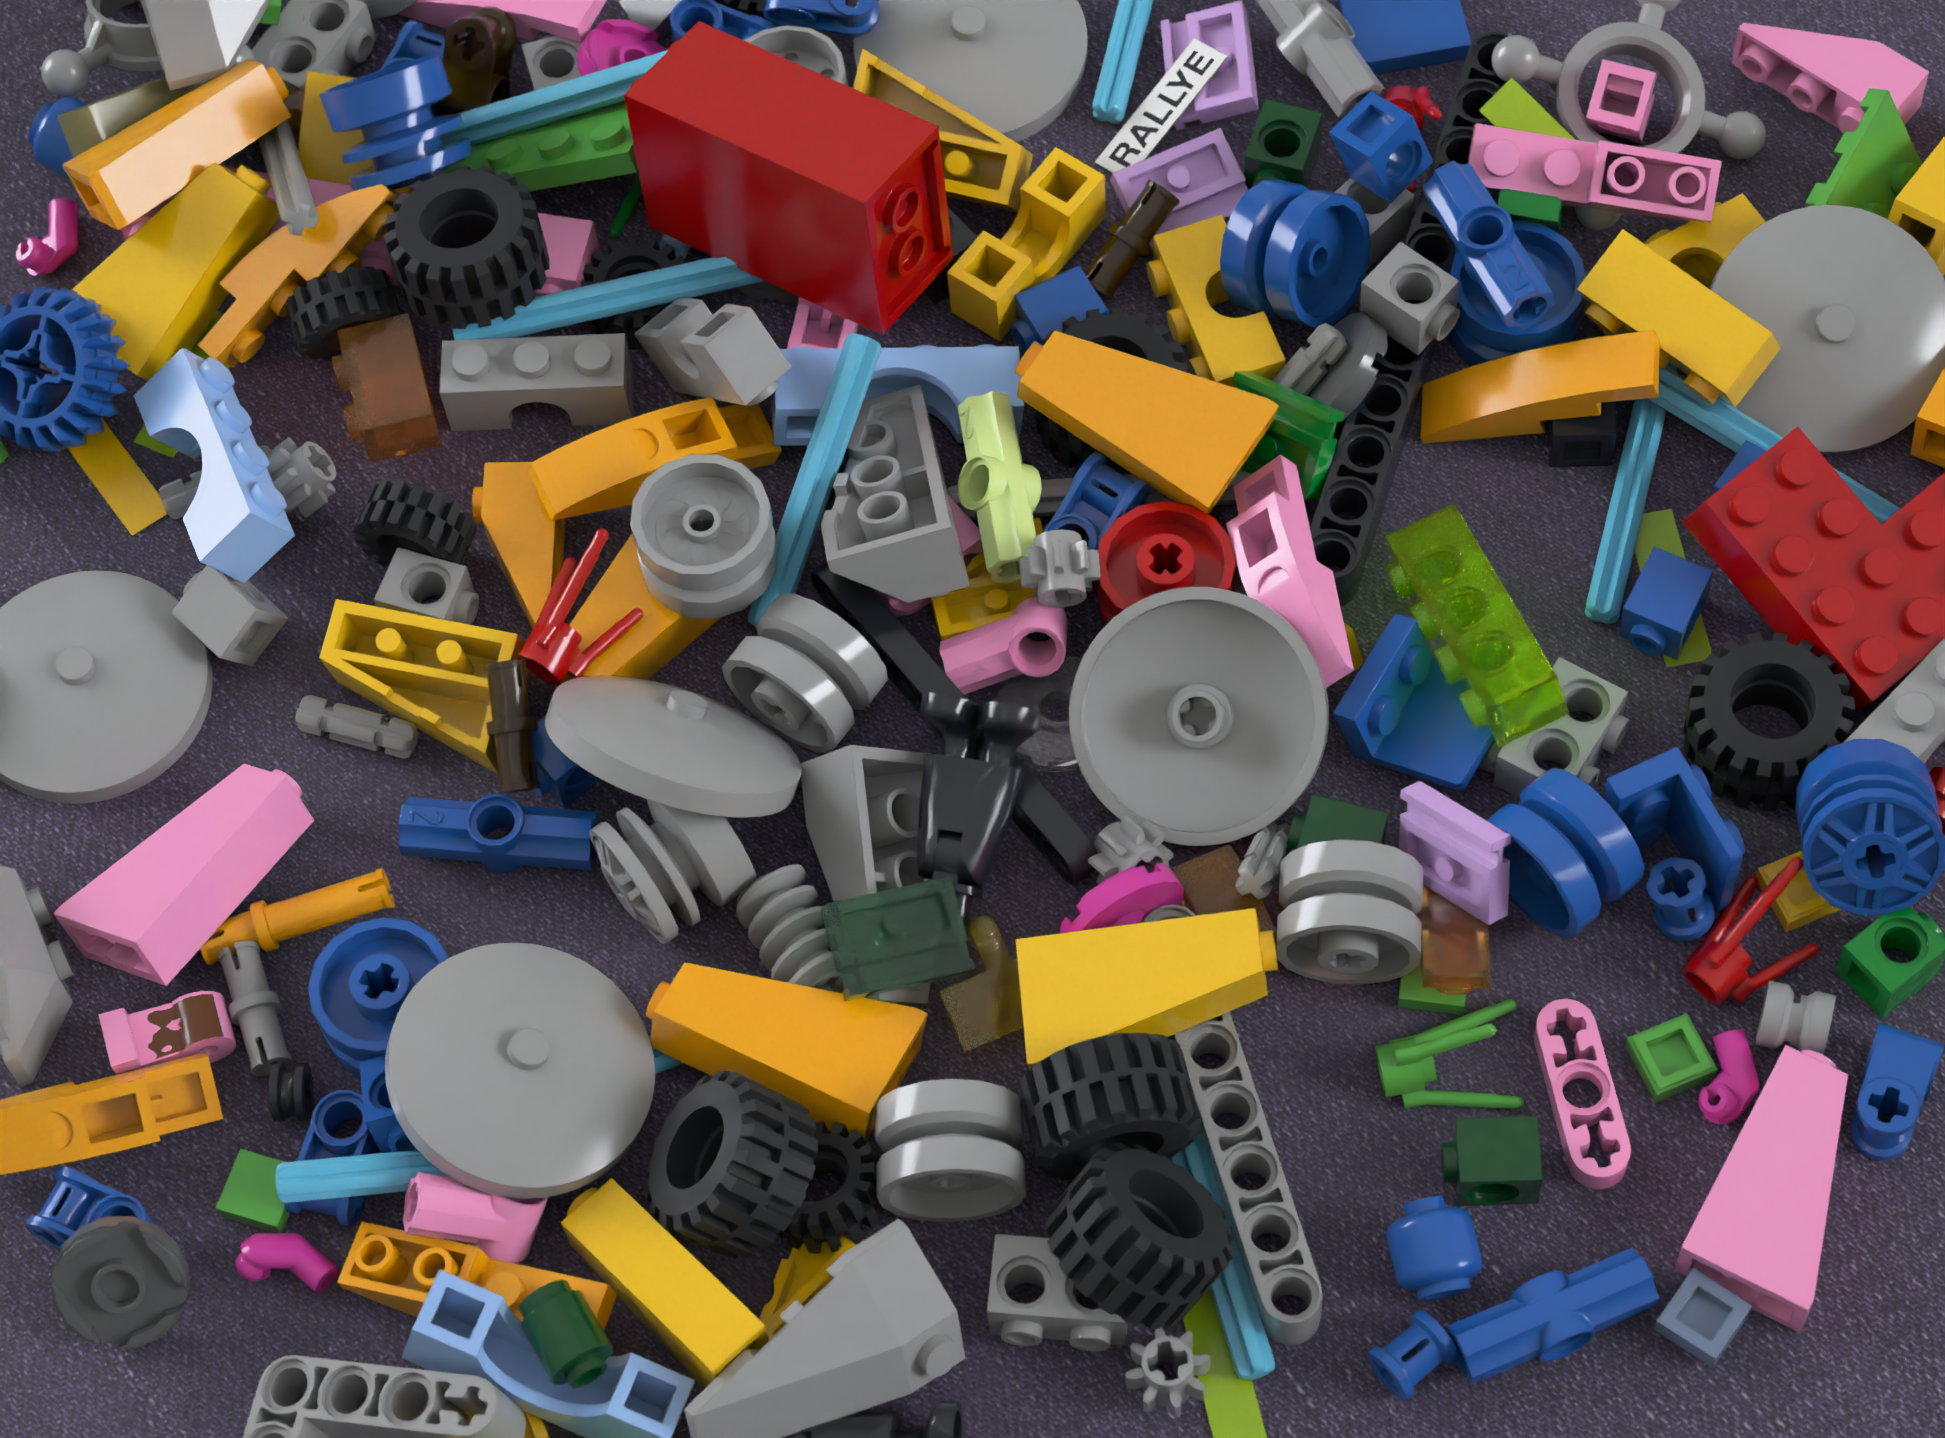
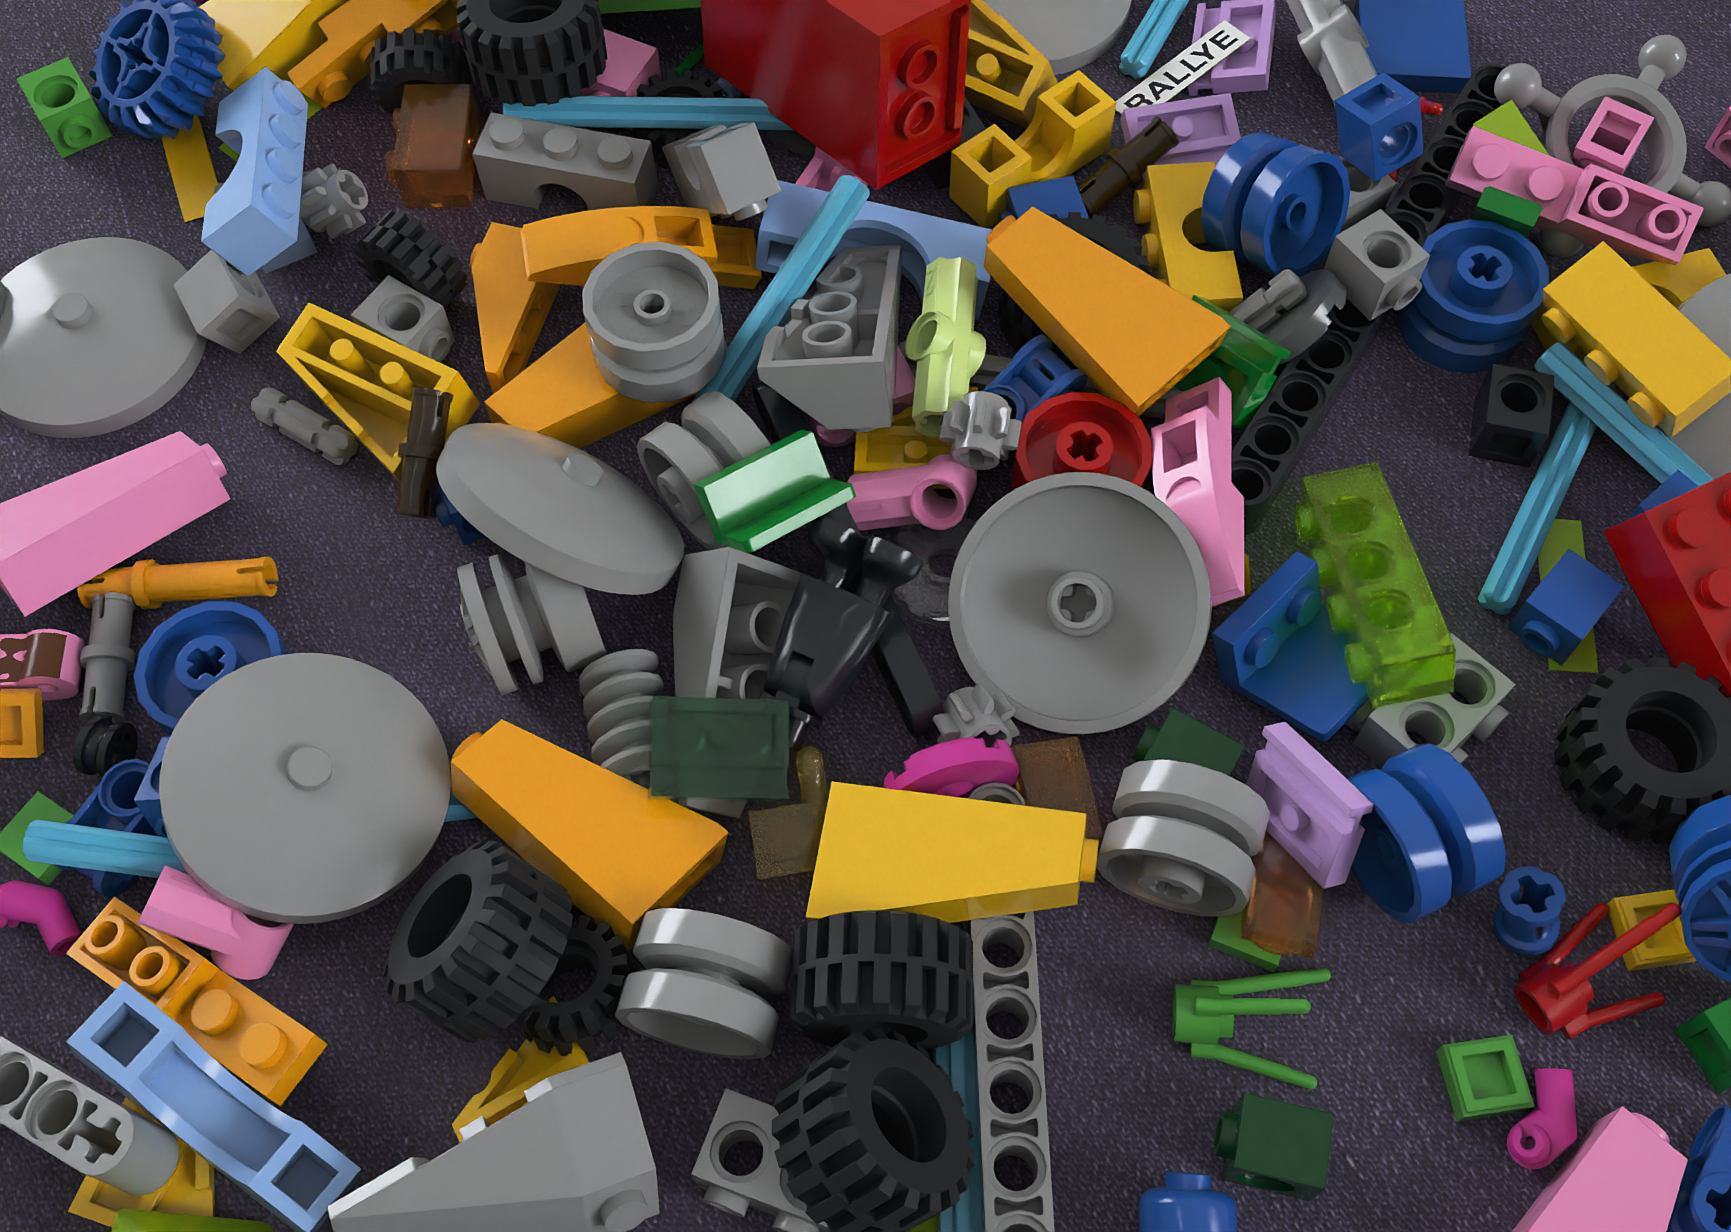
camera: 10 degrees right, 0 degrees up
(461, 830) = (361, 539): blue piece -> none
(553, 645) = (488, 389): red plant -> none
(565, 1334) = (239, 1083): dark green brick -> none
(661, 1282) = (374, 1052): yellow slope -> none
(876, 683) = (770, 493): none -> panel
(1263, 860) = (1106, 762): light grey axle -> none
(1285, 132) = (1287, 112): dark green brick -> none
(1488, 245) = (1466, 232): blue piece -> none
(1539, 385) = (1488, 372): light orange slope -> none
(1576, 1142) = (1404, 1147): bright pink beam -> none
(1677, 798) = (1556, 820): blue bracket -> none
(1792, 1019) = (1637, 1078): light grey wheel -> none

